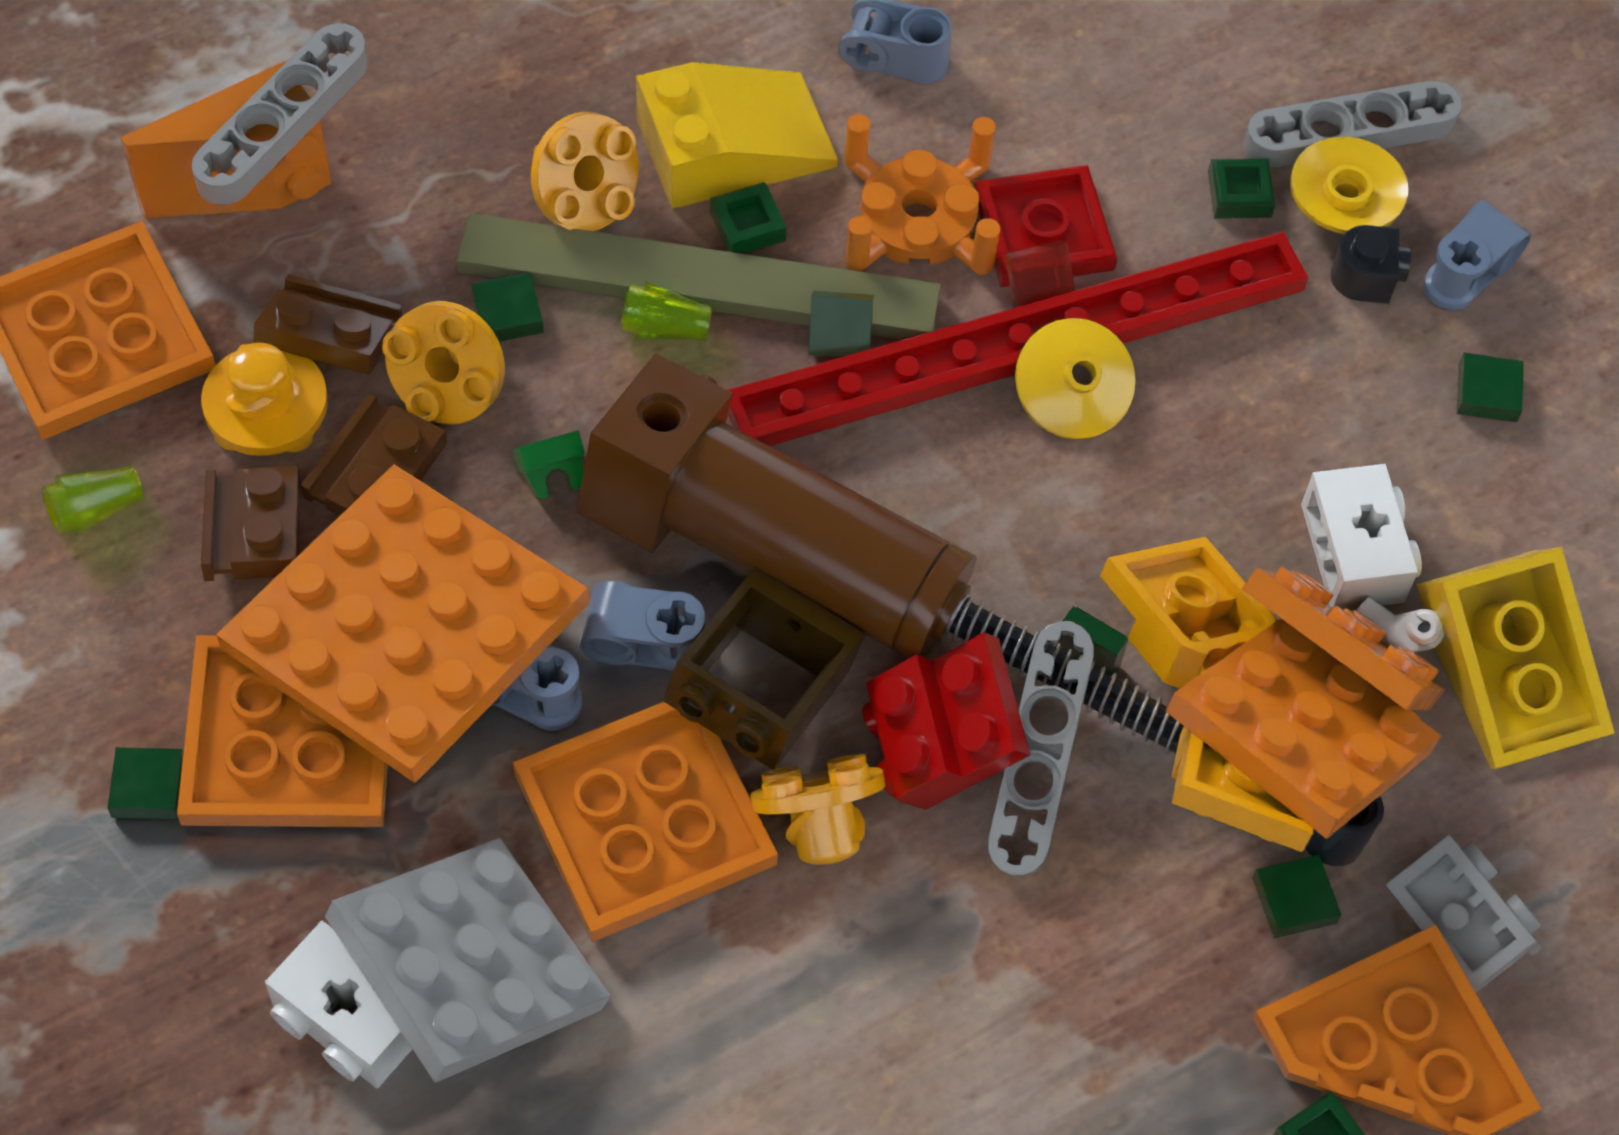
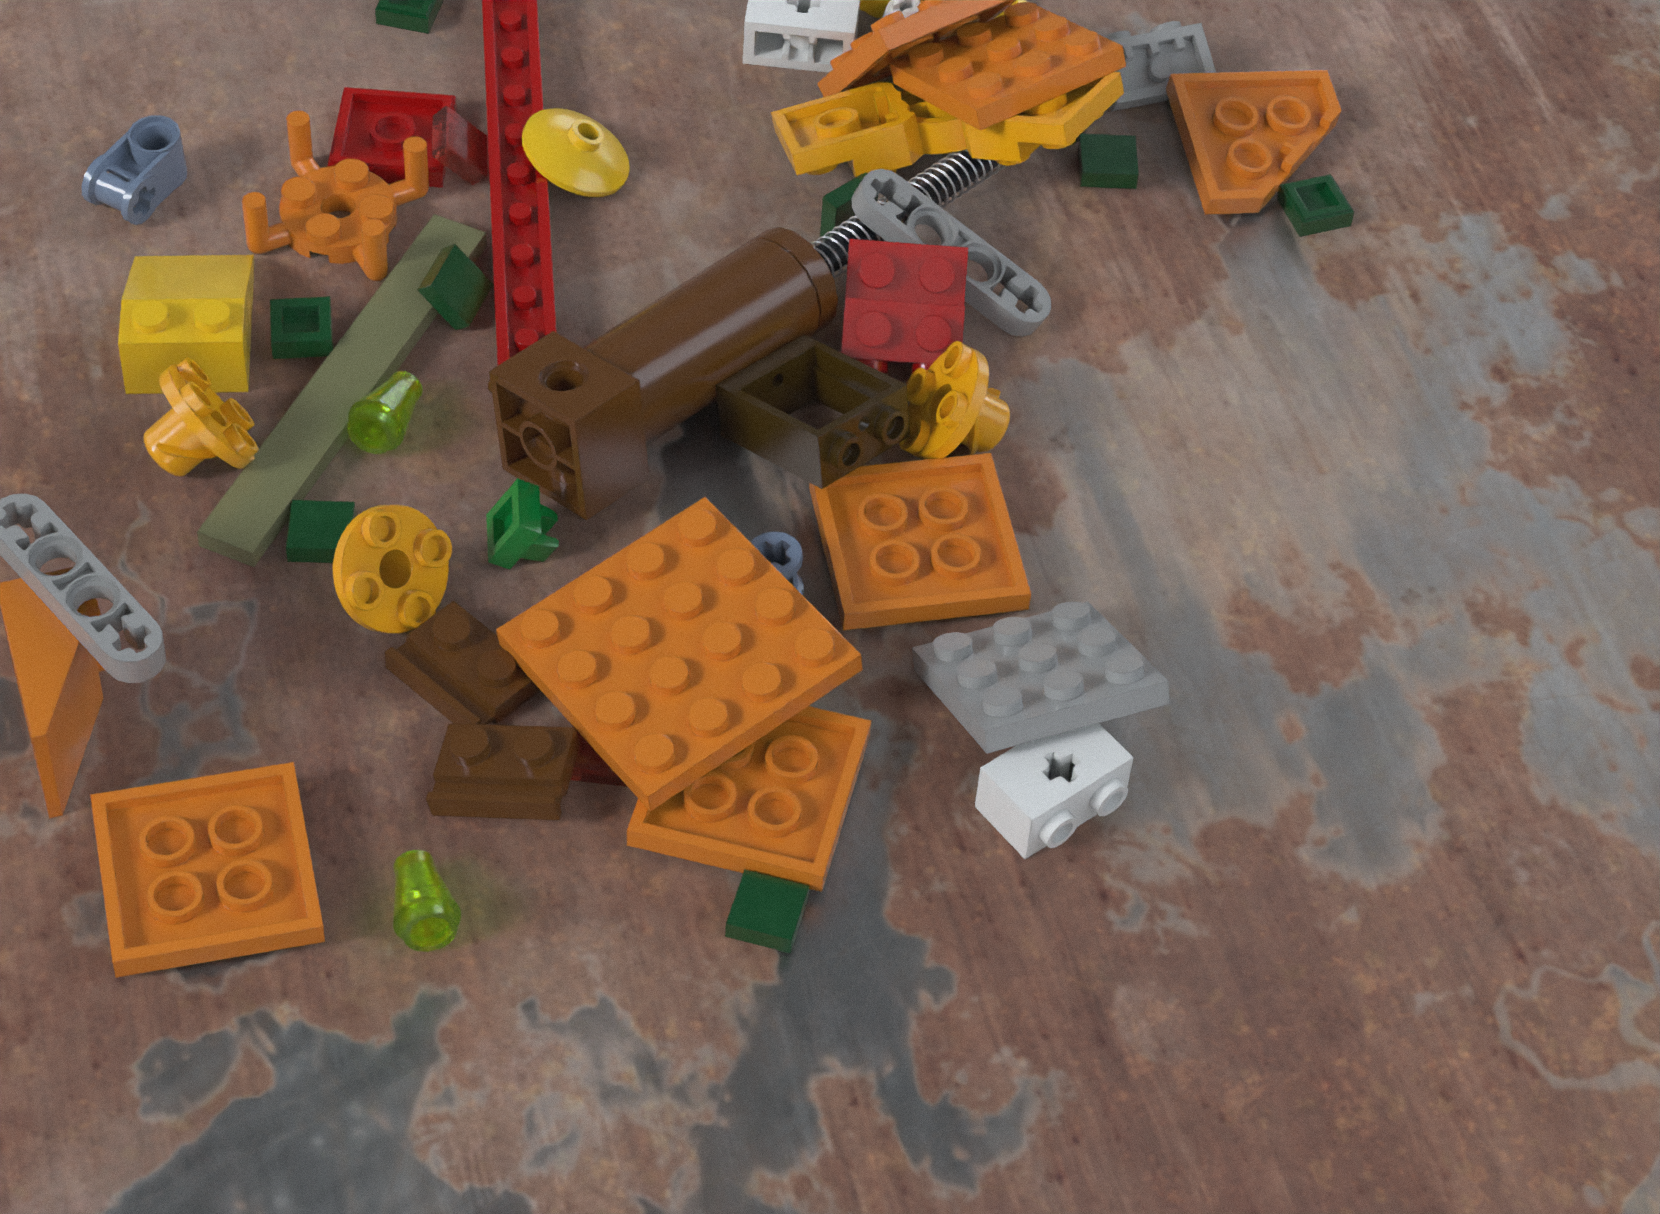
camera: 75 degrees left, 10 degrees down
(264, 401) = (354, 740): light orange plate -> none
(327, 324) = (287, 668): reddish brown plate -> none
(639, 625) = (737, 480): sand blue piece -> none

